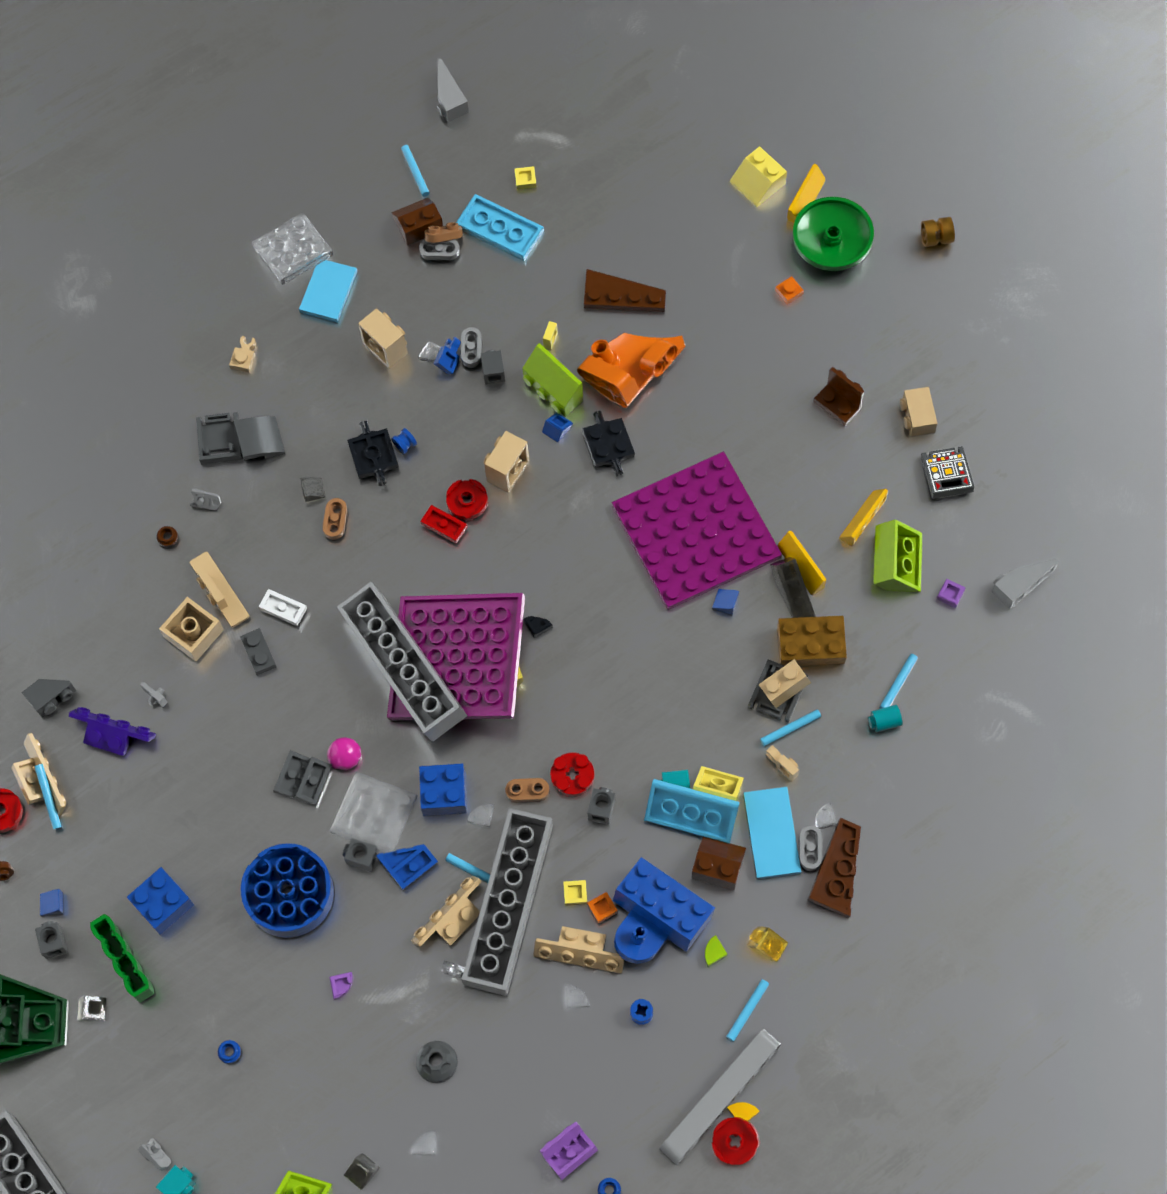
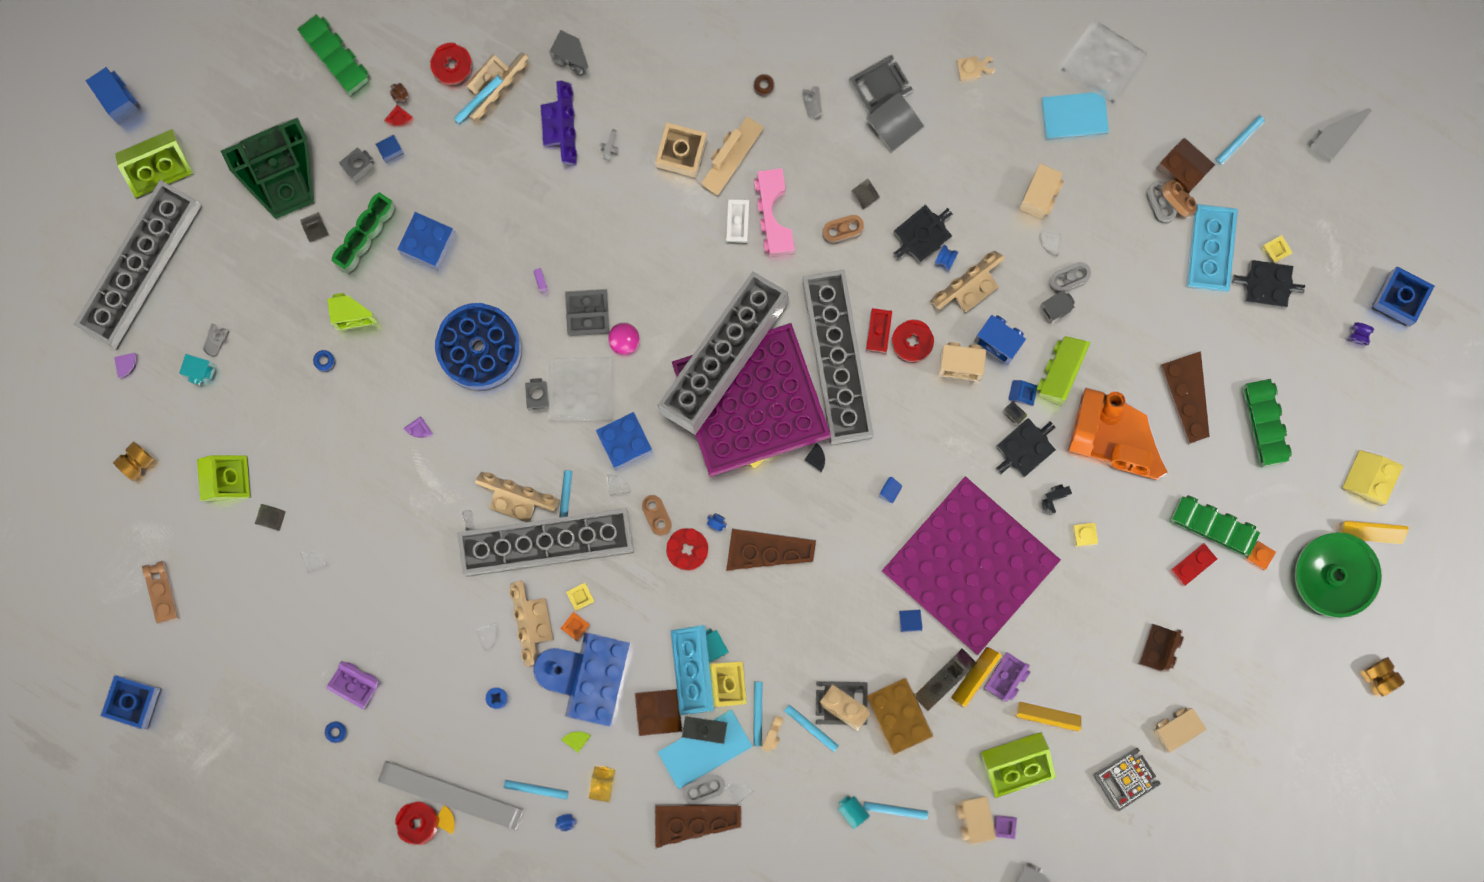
camera: 65 degrees right, 15 degrees up
(26, 882) = (398, 117): none -> red tile
(194, 1001) = (348, 313): none -> lime slope
(251, 807) = (540, 280): none -> medium lavender tile
(258, 651) = (688, 218): dark grey plate -> none
(316, 577) = (779, 238): none -> bright pink arch
(407, 864) = (545, 439): blue wing -> none
(438, 1073) = (396, 543): dark grey piece -> none
(439, 430) = (972, 285): none -> tan bracket
(447, 357) = (1049, 259): blue plate -> none
(449, 565) = (837, 357): none -> light grey brick
(500, 417) = (1000, 339): none -> blue brick
(550, 335) = (1113, 346): light yellow tile -> none
(552, 195) = (1269, 283): none -> black plate
(558, 735) = (716, 521): none -> blue plate
(573, 441) = (1014, 413): none -> clear smoke slope
(595, 571) = (890, 490): none -> blue slope
(601, 814) = (658, 587): dark grey brick -> none
(603, 703) = (762, 549): none -> reddish brown wing
(612, 95) = (1403, 296): none -> blue brick
(629, 139) = (1361, 334): none -> dark purple wheel
(664, 440) = (1057, 493): none -> black bracket
(673, 240) = (1266, 422): none -> green brick
(709, 423) = (1085, 534): none -> light yellow plate
(744, 317) = (1215, 526): none -> green brick
(753, 823) = (704, 730): none -> pearl dark grey plate
(757, 771) = (758, 689): none -> medium azure bar
(774, 346) = (1194, 564): none -> red plate
(792, 992) = (565, 822): none -> blue plate
(814, 535) = (1007, 677): none -> medium lavender bracket
(936, 609) = (976, 820): none -> tan brick

